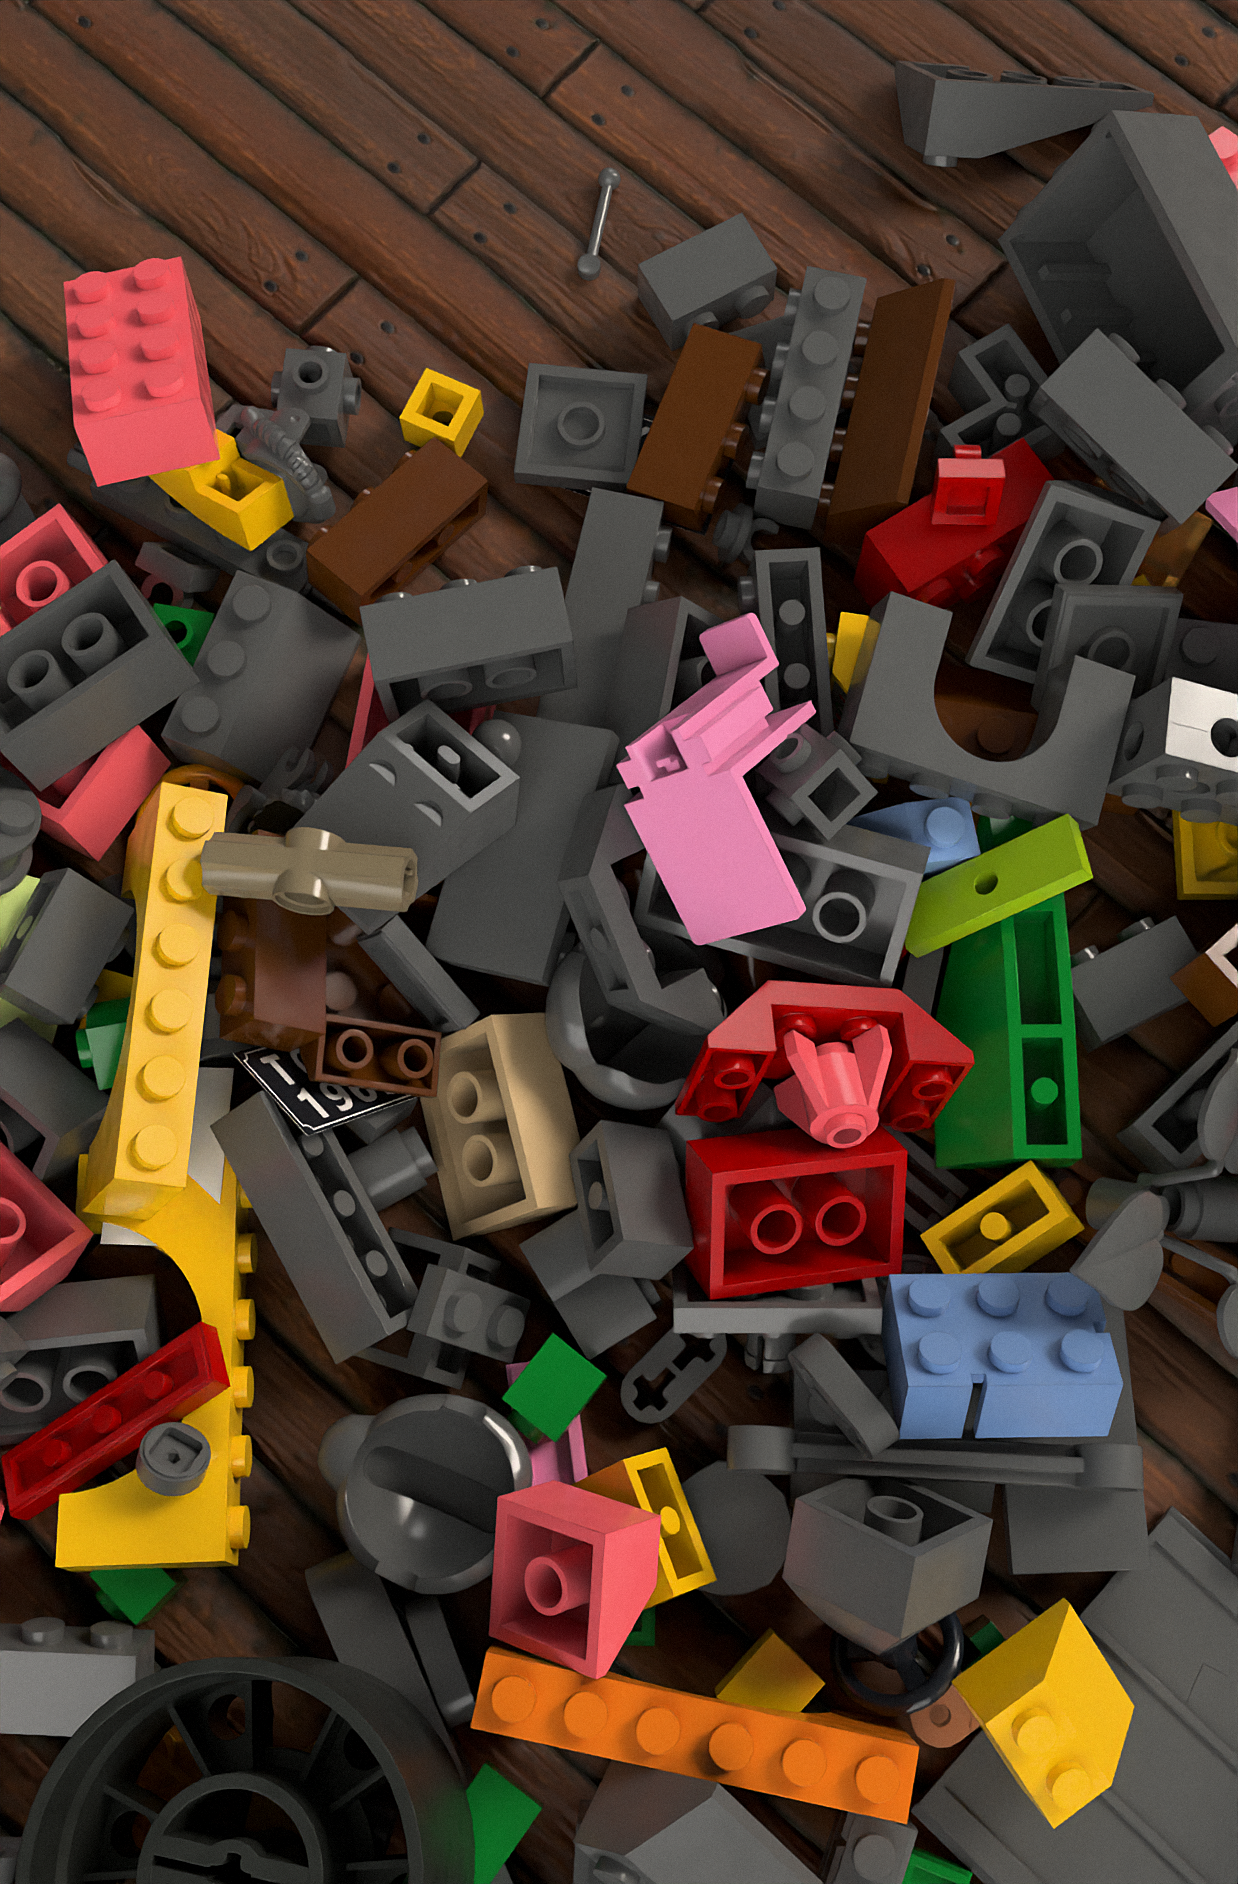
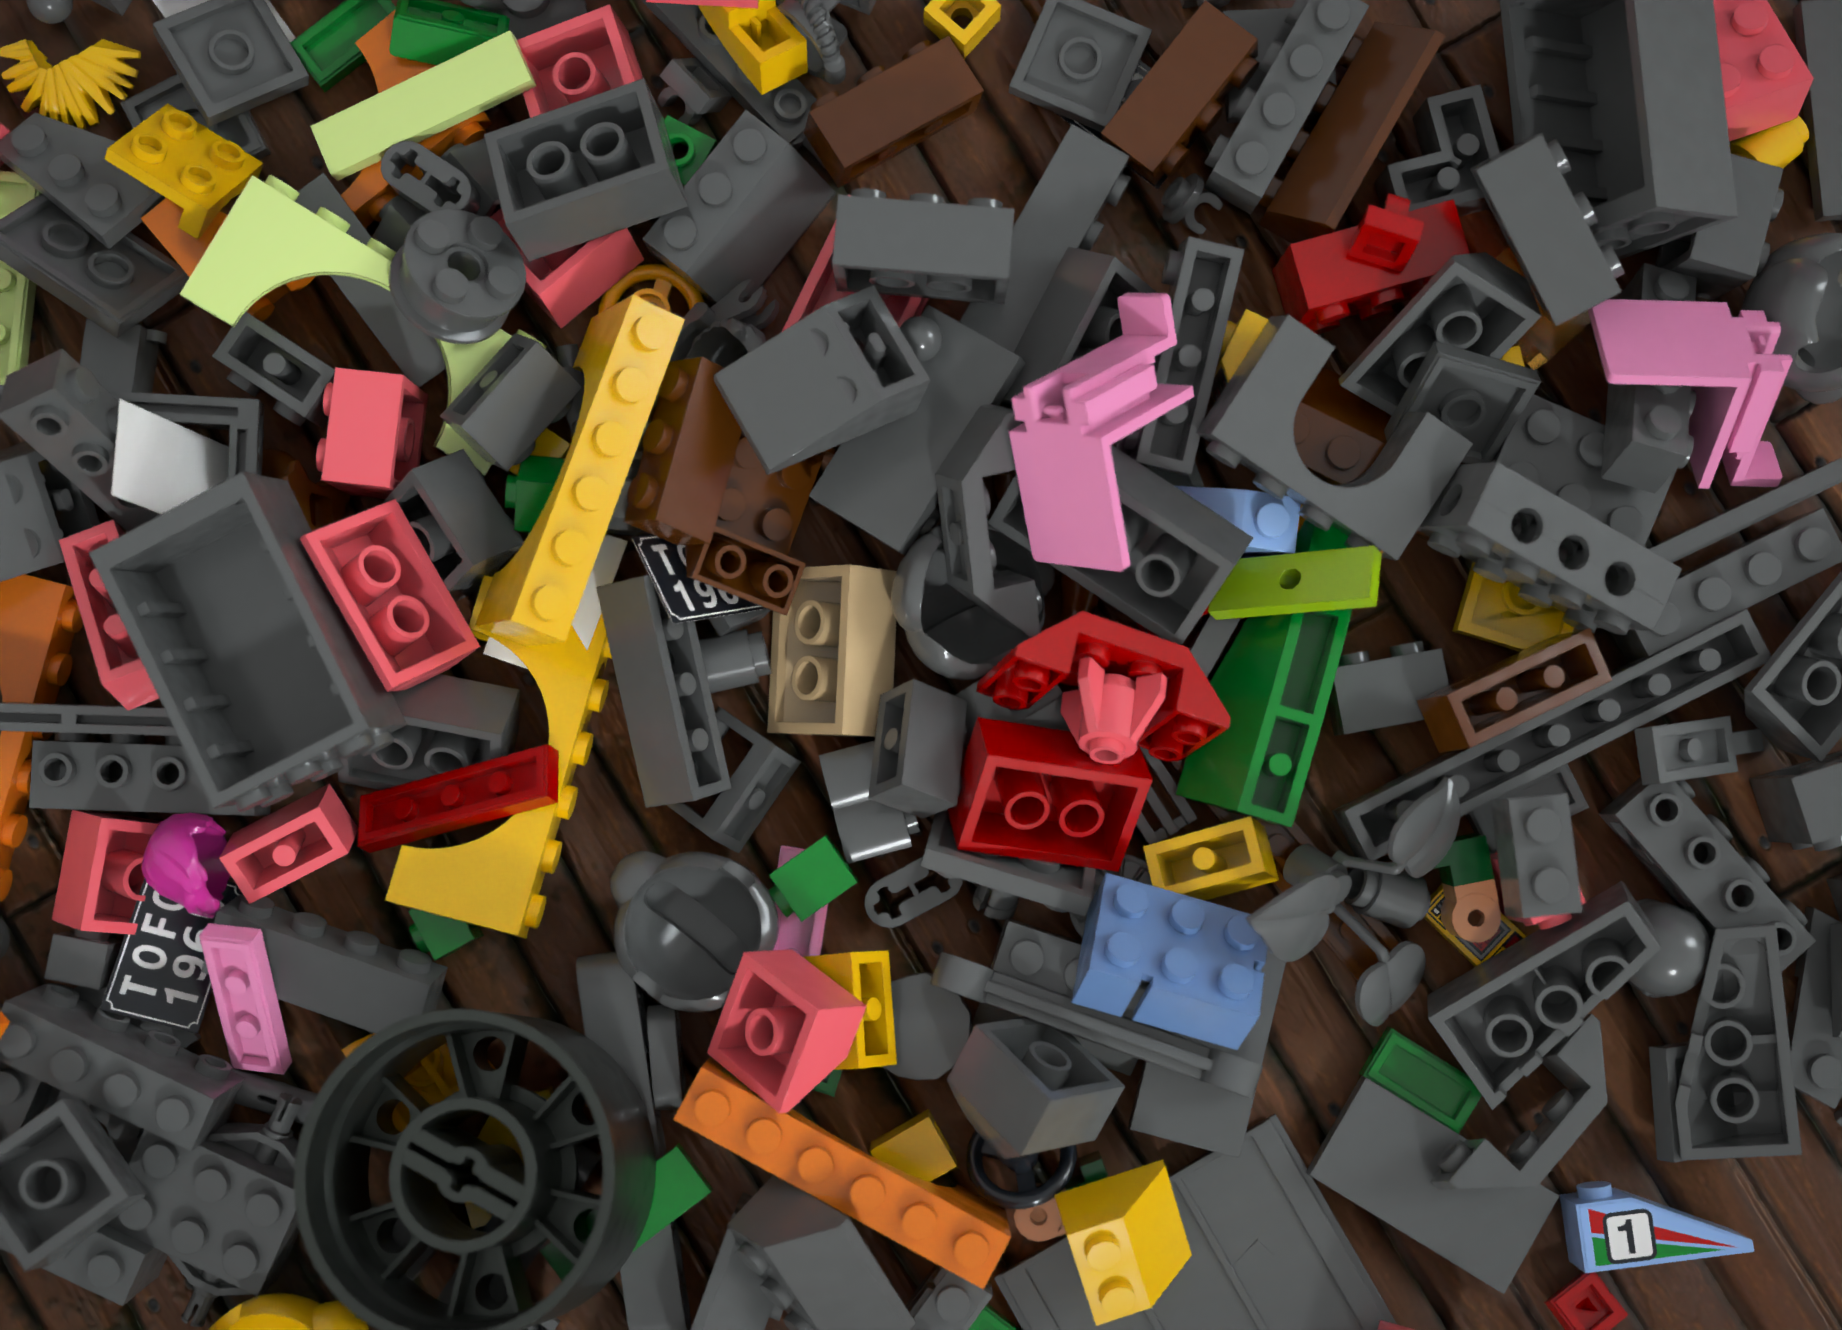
camera: 15 degrees right, 10 degrees up
(173, 1459) = (498, 846): dark grey tile -> none
(310, 871) = (734, 411): dark tan piece -> none
(418, 976) = (801, 515): dark grey tile -> none
(469, 1313) = (763, 799): dark grey plate -> none
(816, 780) = (1173, 458): dark grey brick -> none
(843, 1396) = (1039, 956): dark grey beam -> none

